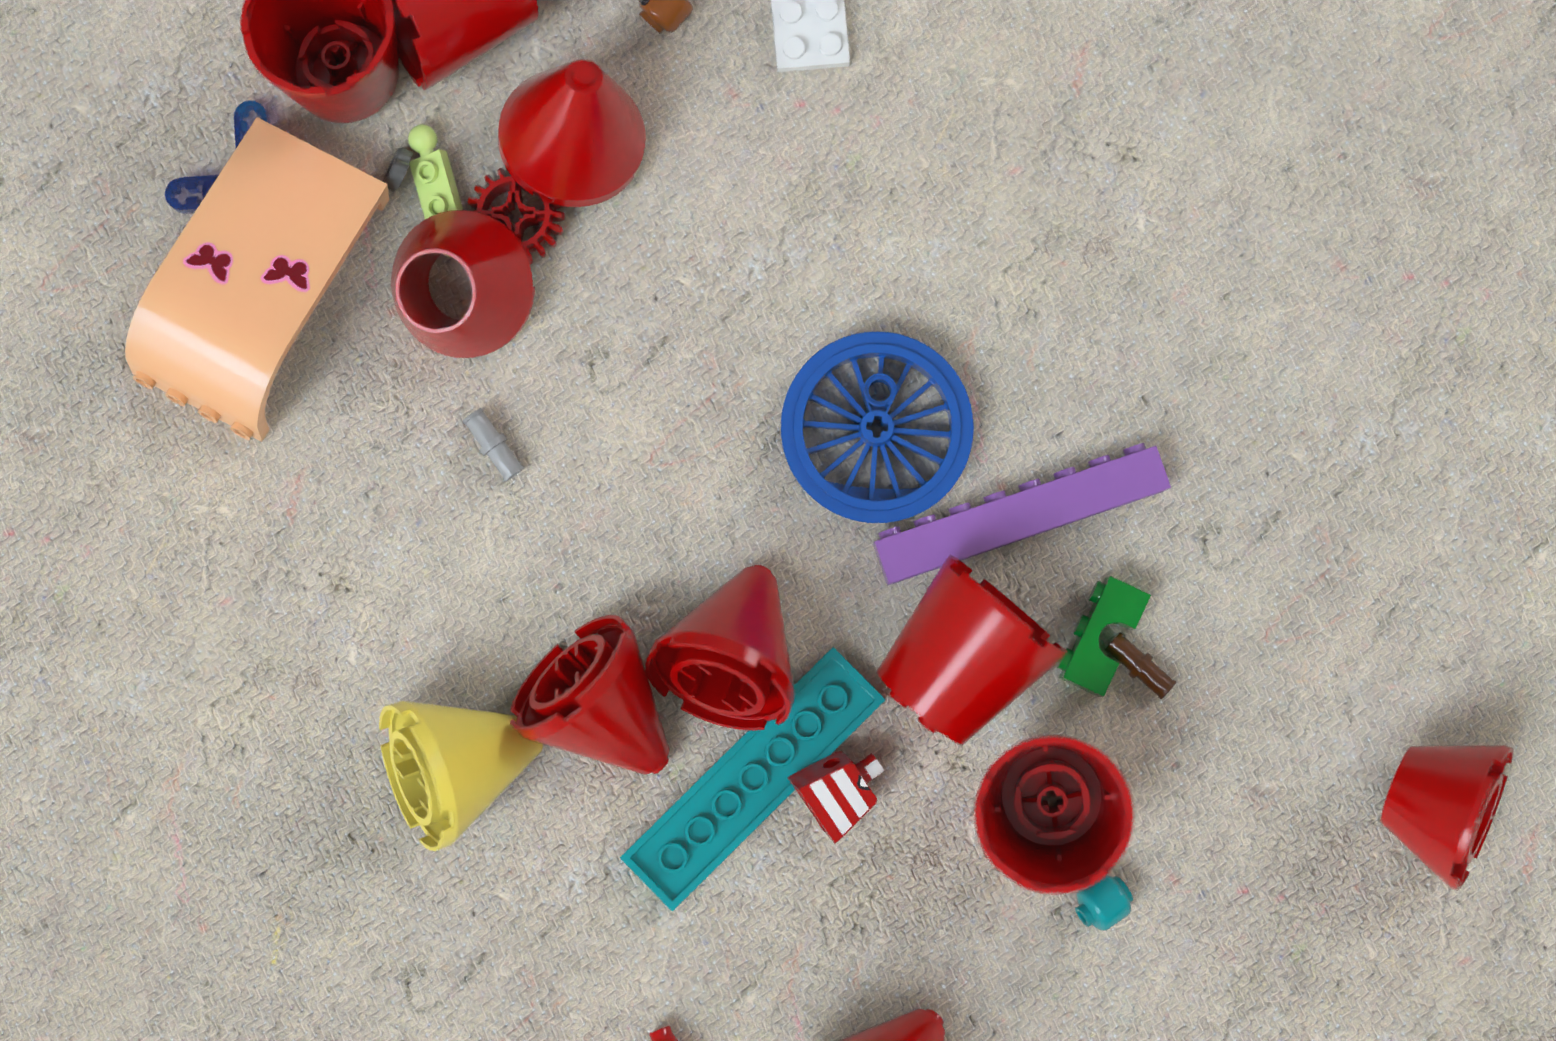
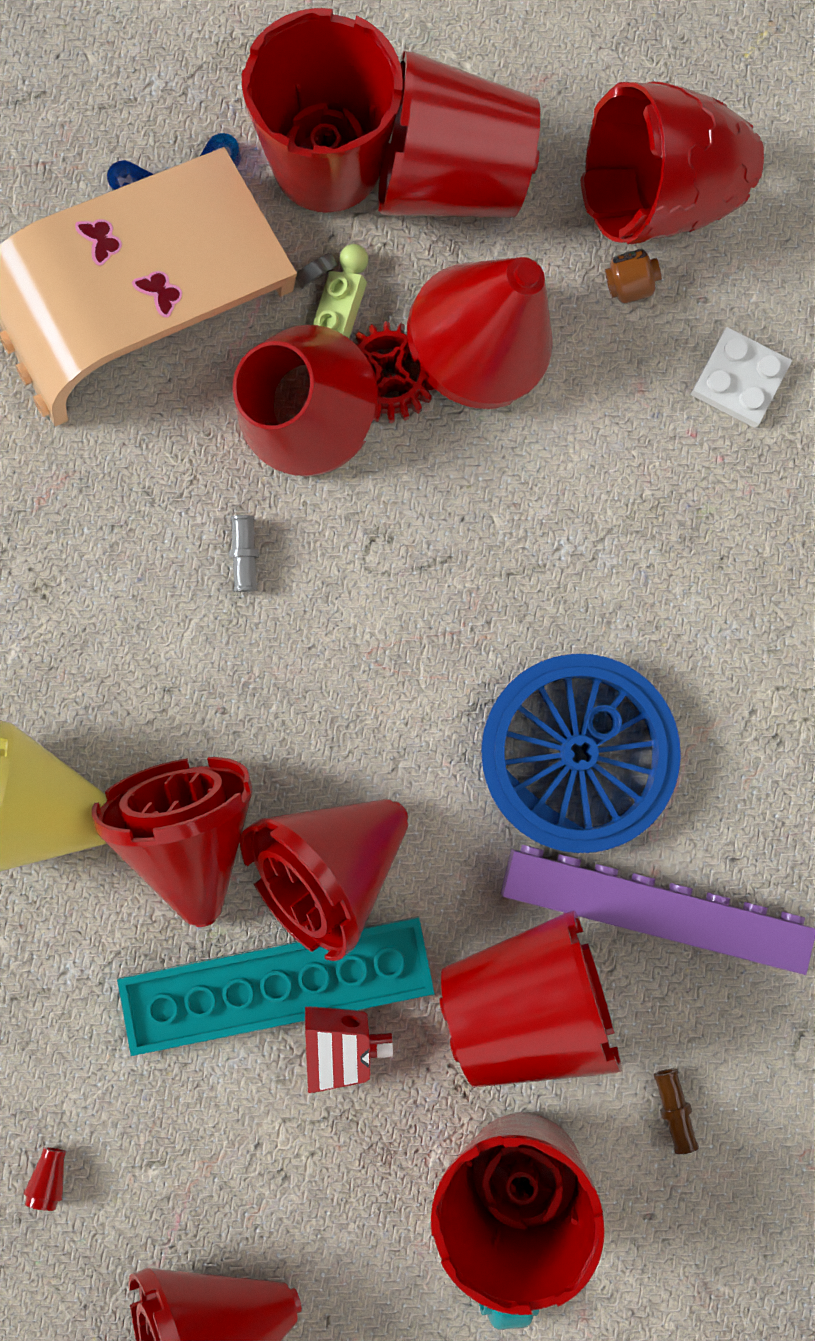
camera: 35 degrees right, 0 degrees up
(1112, 604) = (684, 1040): green arch -> none

